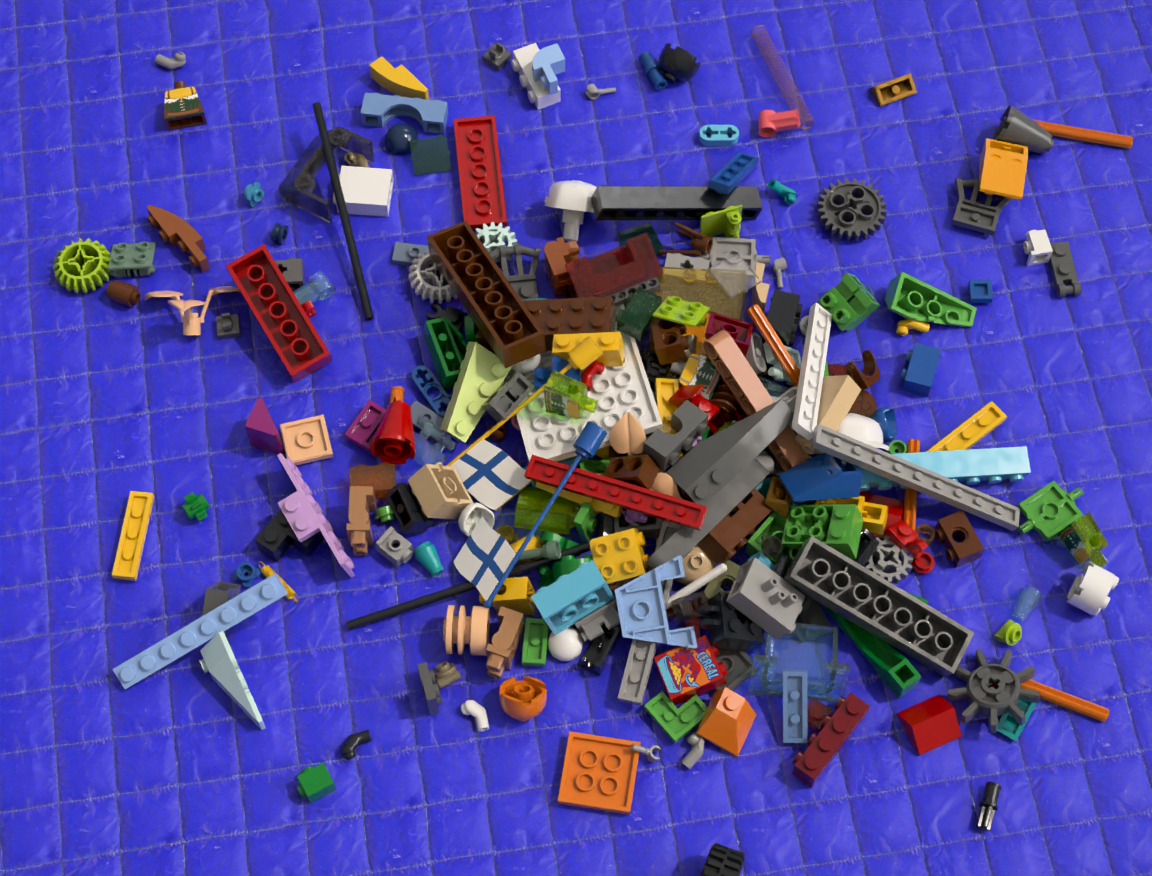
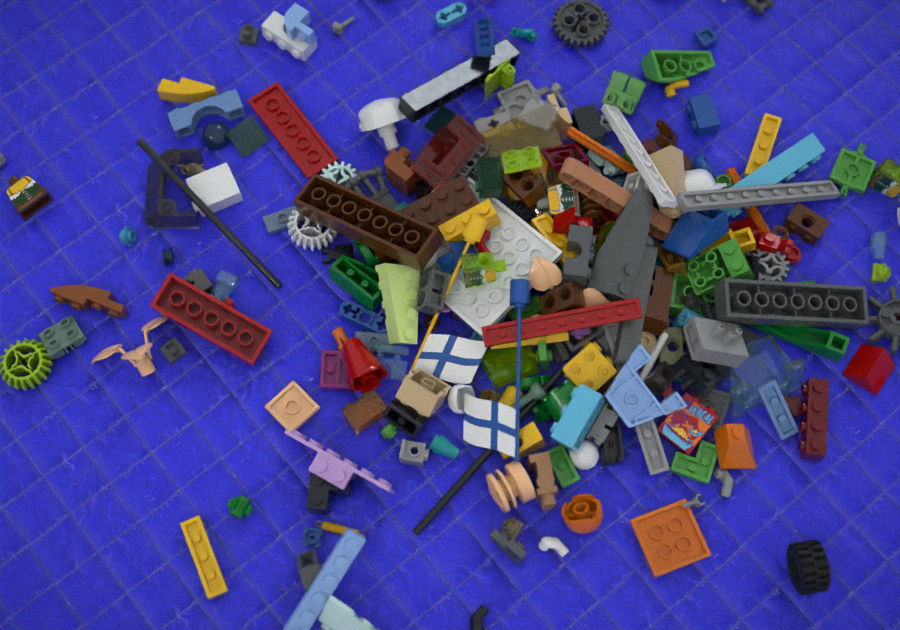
camera: 30 degrees left, 5 degrees up
(123, 293) = (72, 369): reddish brown brick -> none
(262, 430) = (257, 418): magenta slope -> none
(359, 530) = (375, 446): medium nougat hips -> none
(699, 242) = (492, 101): reddish brown plant -> none

